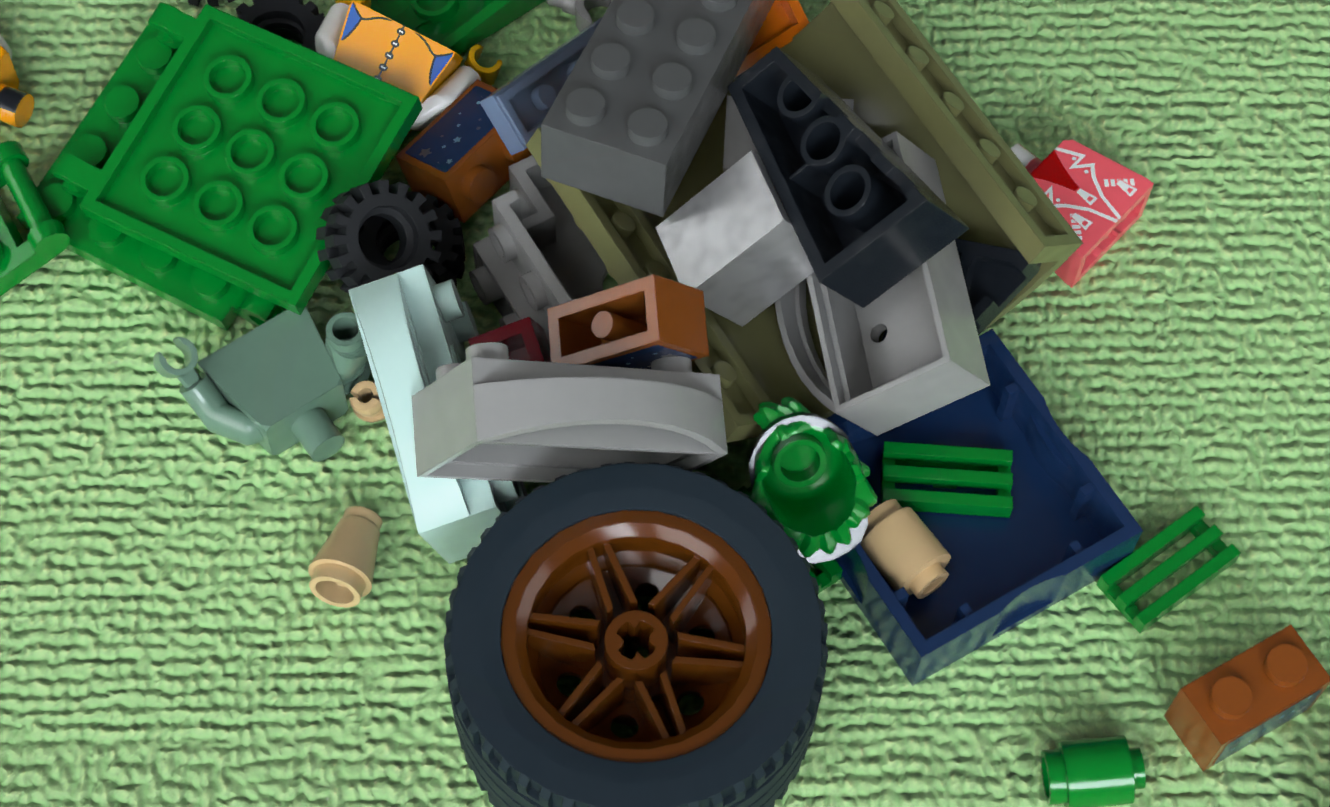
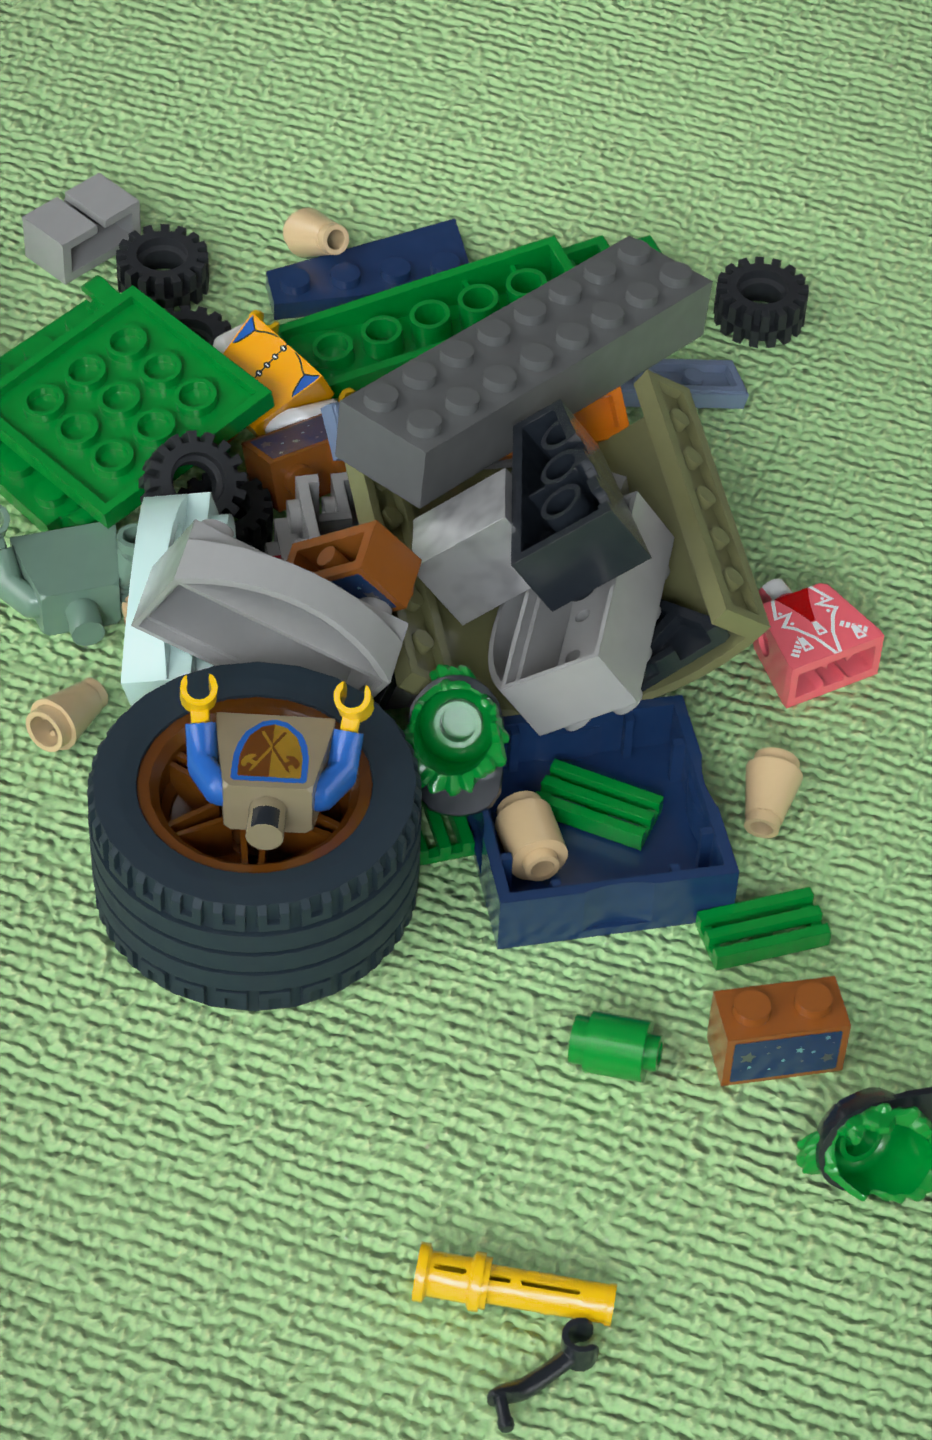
camera: 20 degrees right, 15 degrees down
(660, 622) = (272, 768): none -> torso
(1109, 402) = (770, 790): none -> tan cone

